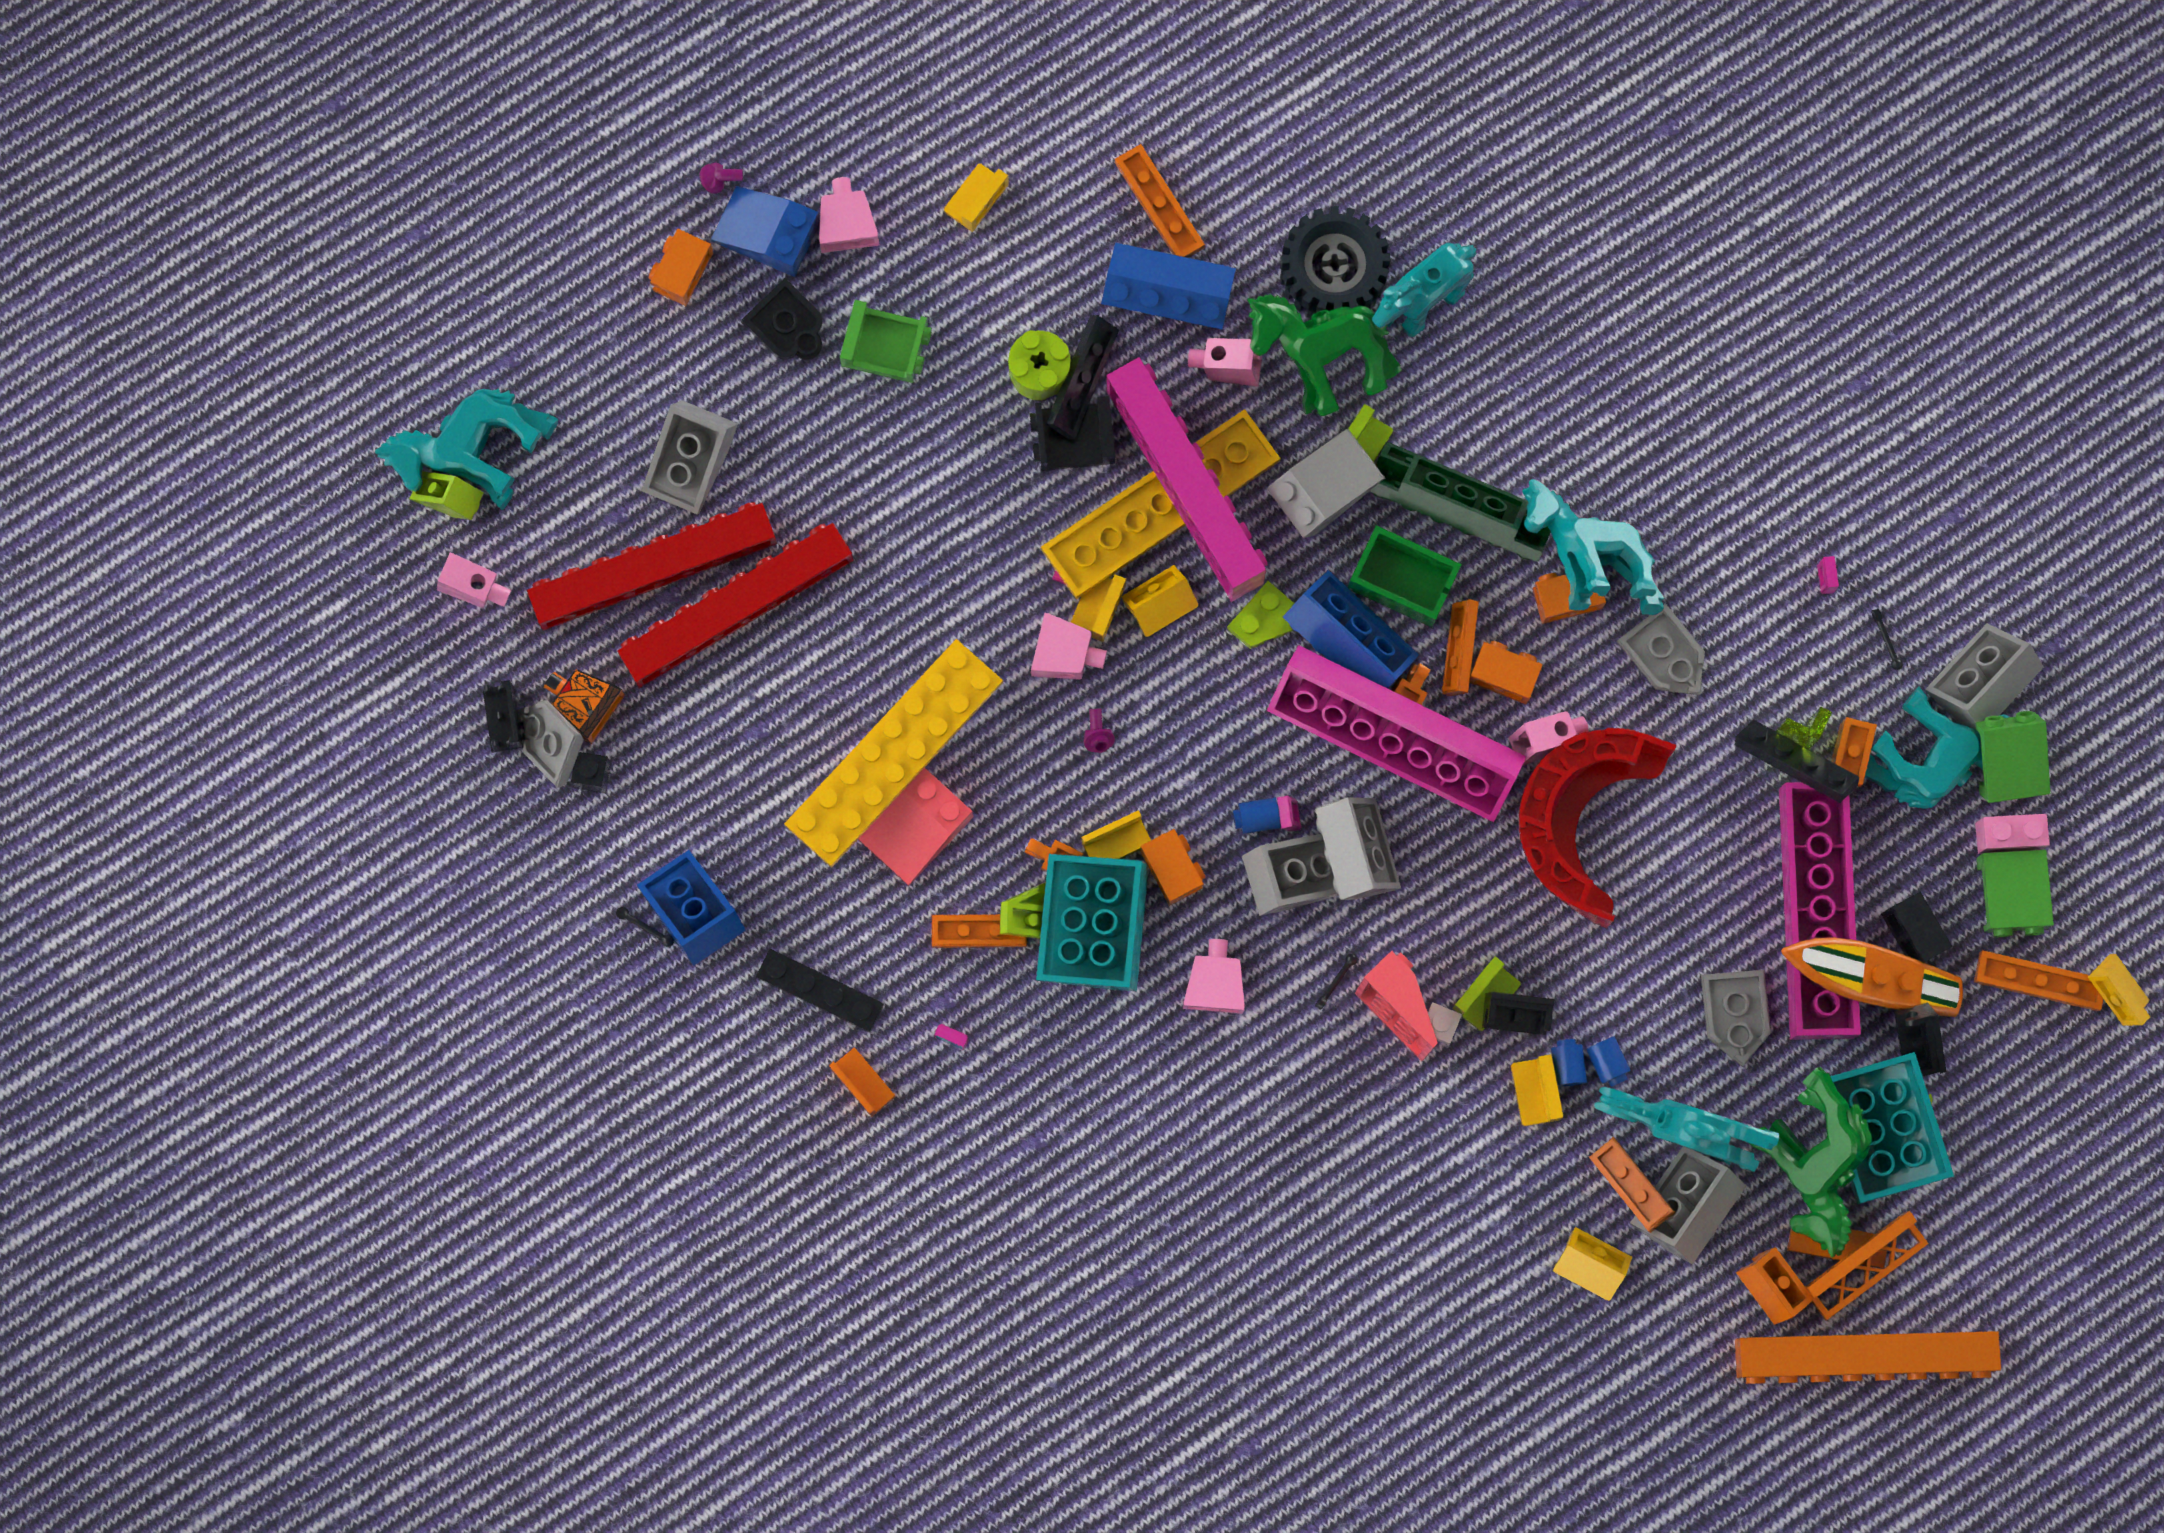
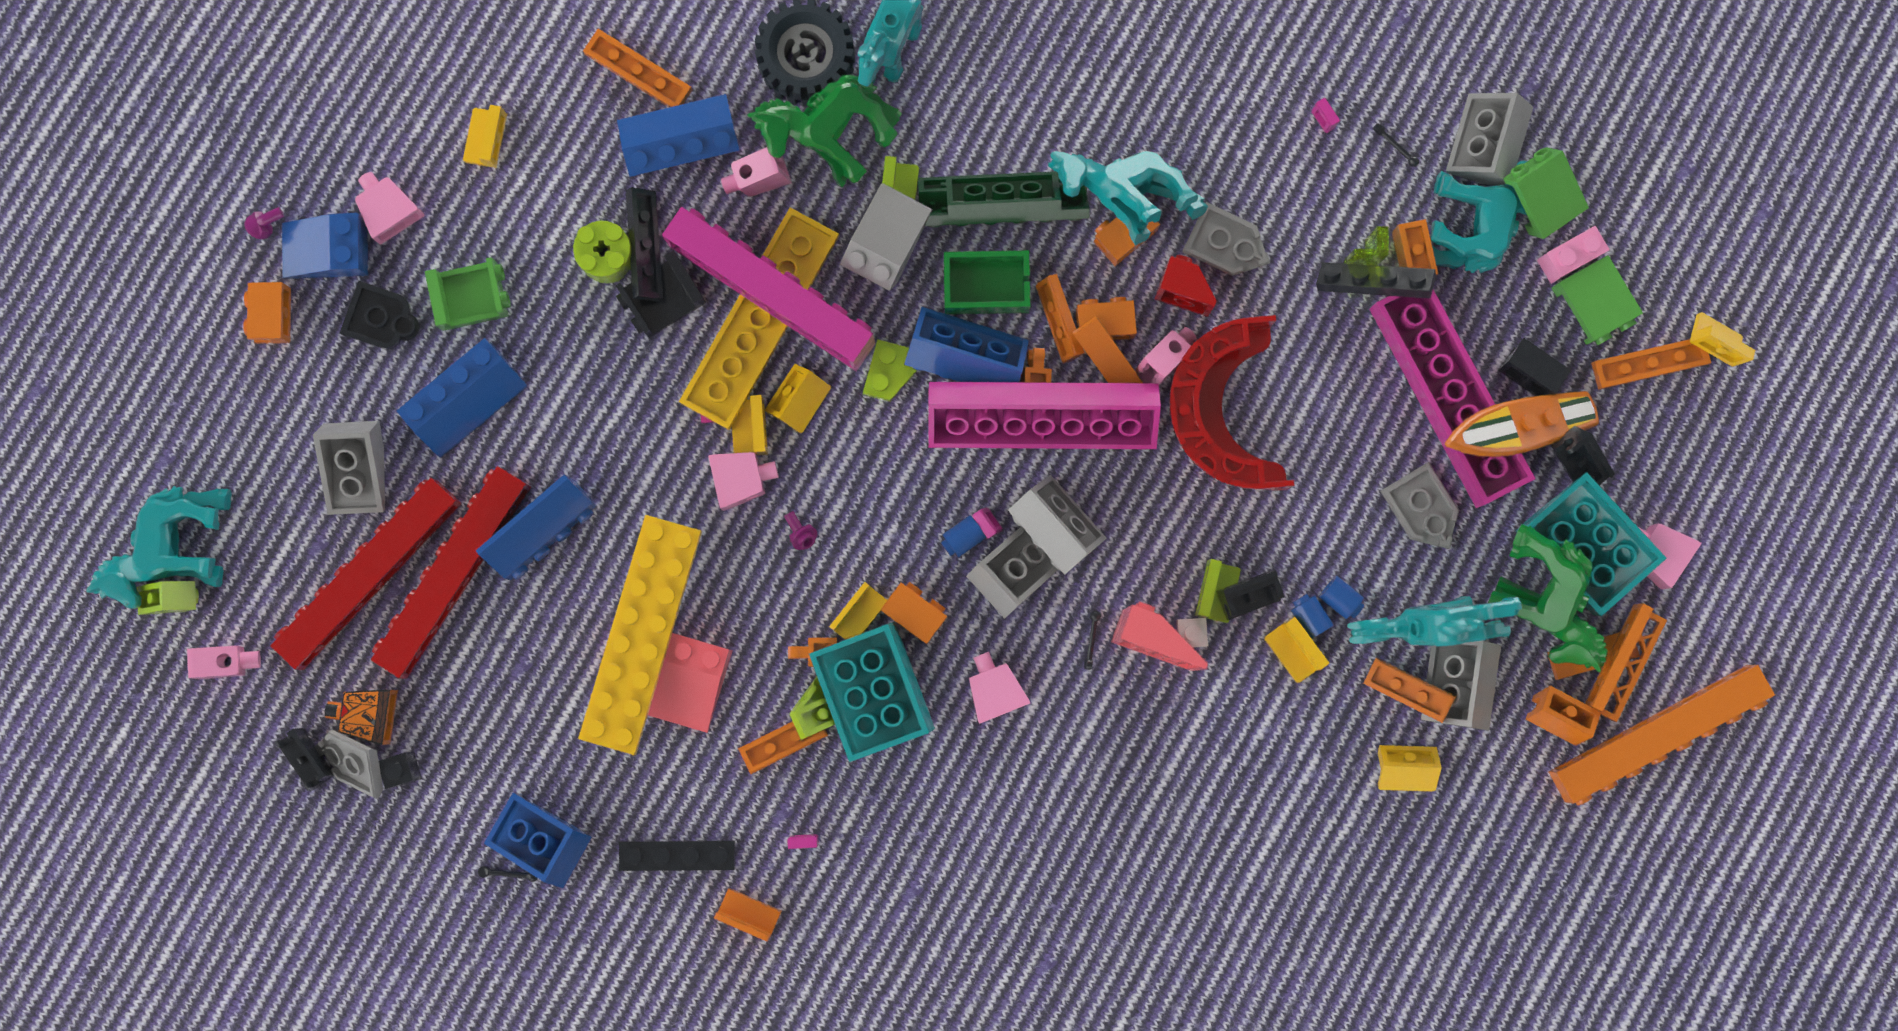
camera: 25 degrees left, 5 degrees up
(830, 440) = (462, 398): none -> blue slope
(842, 602) = (537, 528): none -> blue slope
(1489, 702) = (1105, 353): none -> orange tile
(1600, 675) = (1185, 286): none -> red slope
(1969, 1179) = (1676, 548): none -> bright pink torso

